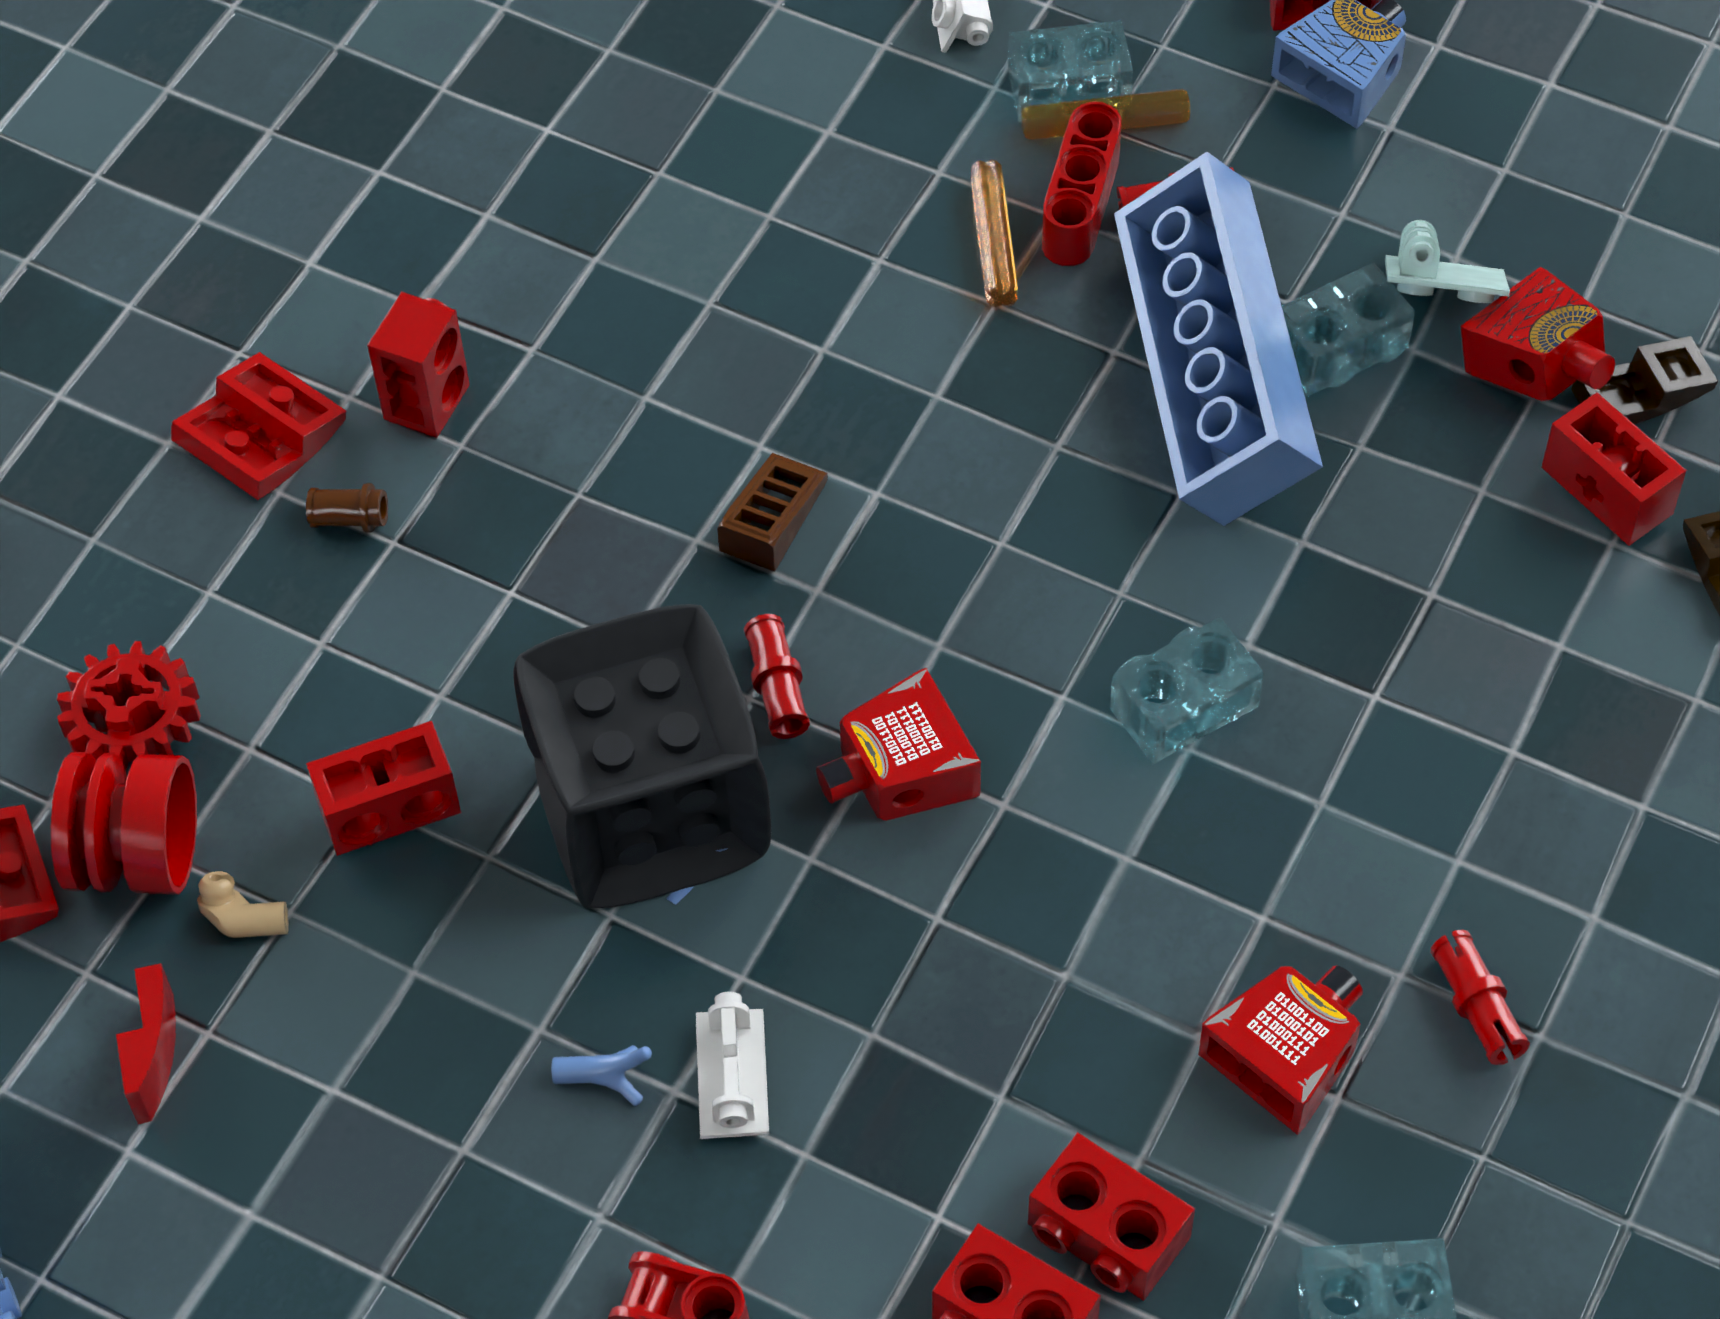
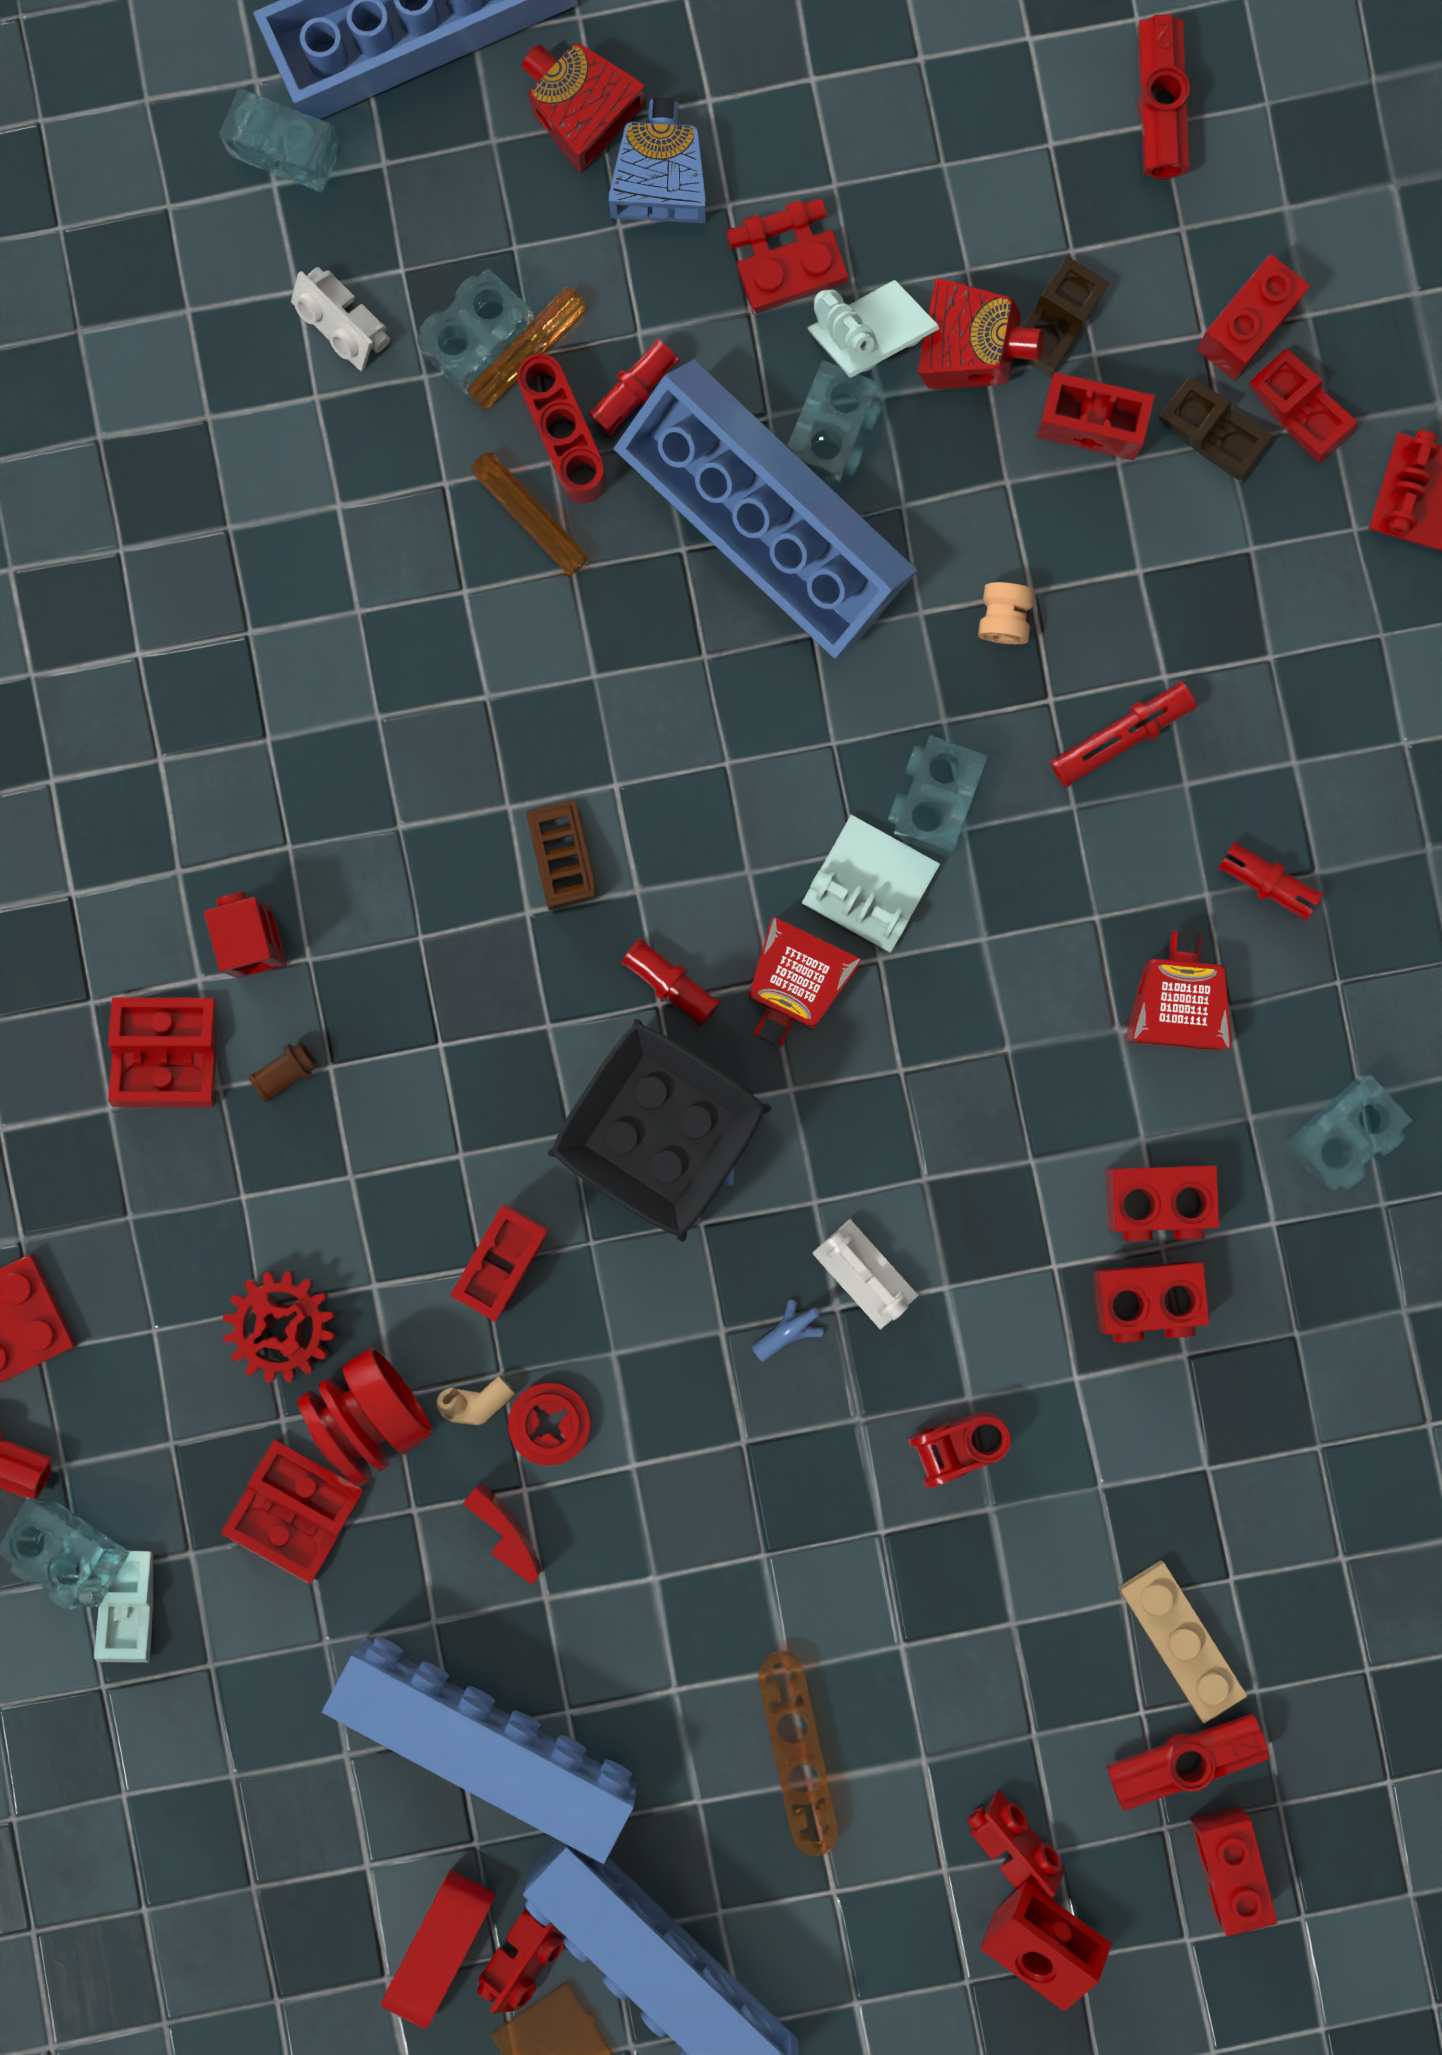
camera: 35 degrees left, 30 degrees up
(270, 964) = (547, 1448): none -> red gear
(1050, 725) = (870, 883): none -> light aqua hinge
(1384, 585) = (1006, 613): none -> light nougat wheel
(1392, 199) = (791, 270): none -> red plate
(1429, 763) = (1174, 704): none -> red pin

